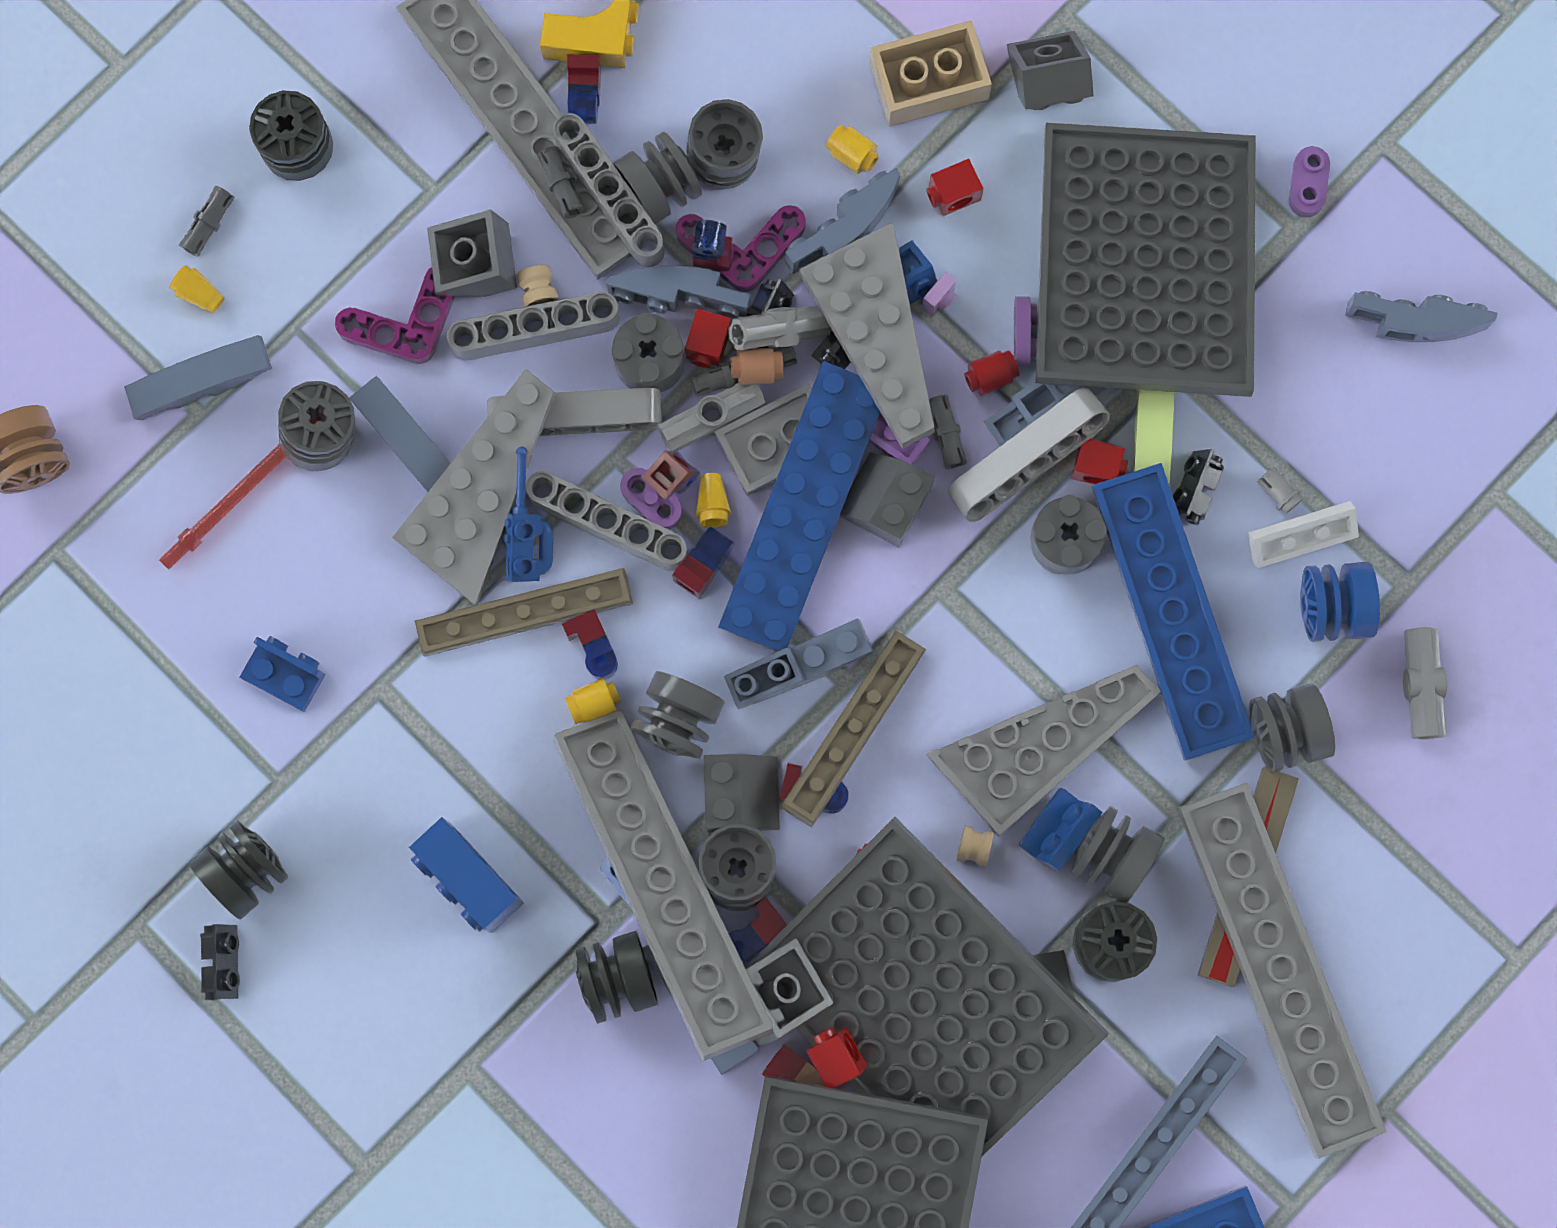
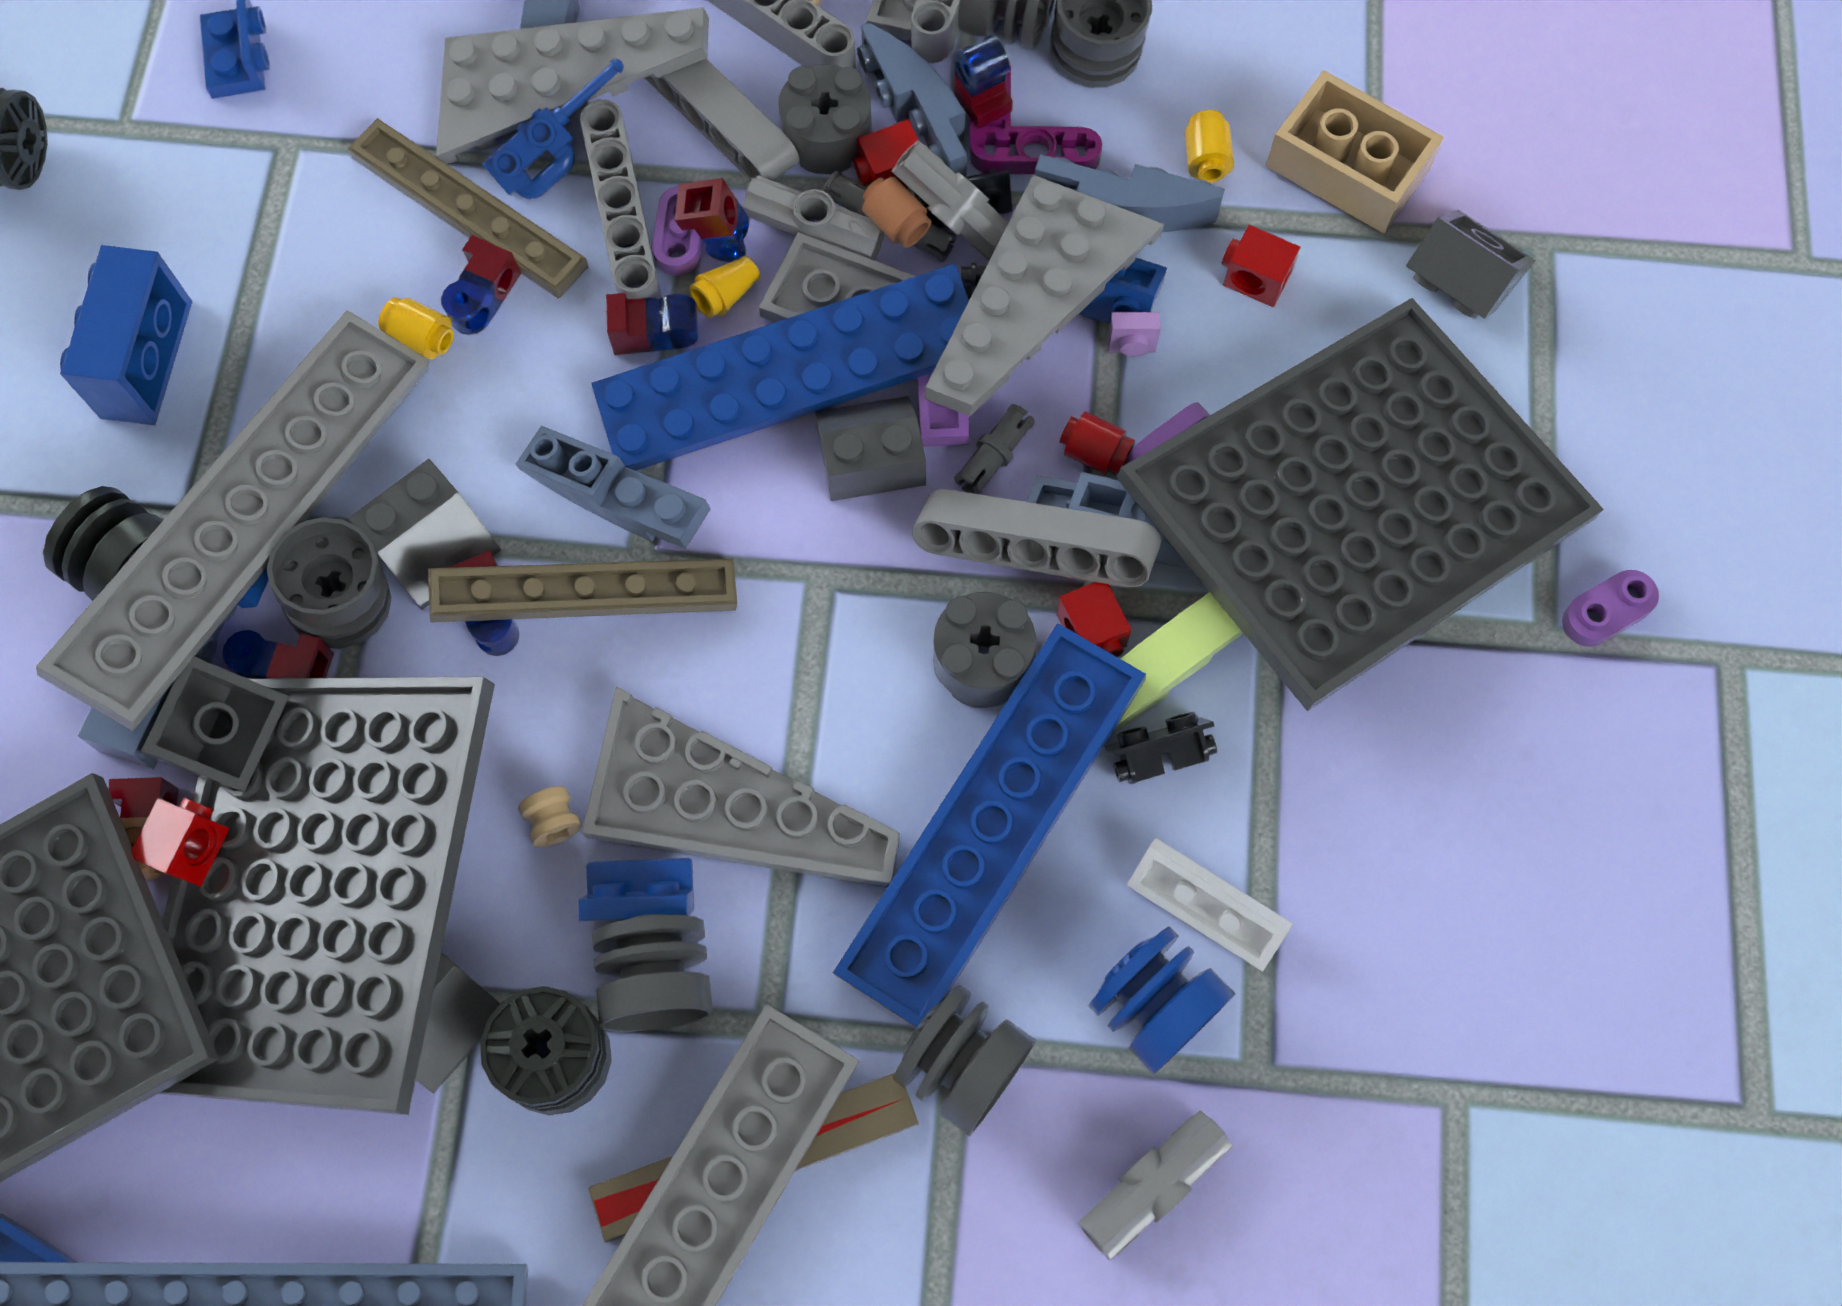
camera: 50 degrees right, 10 degrees down
(677, 715) = (455, 405): dark grey wheel -> none
(1280, 490) = (1237, 840): light grey pin -> none
(1433, 321) = (1587, 862): sand blue slope -> none

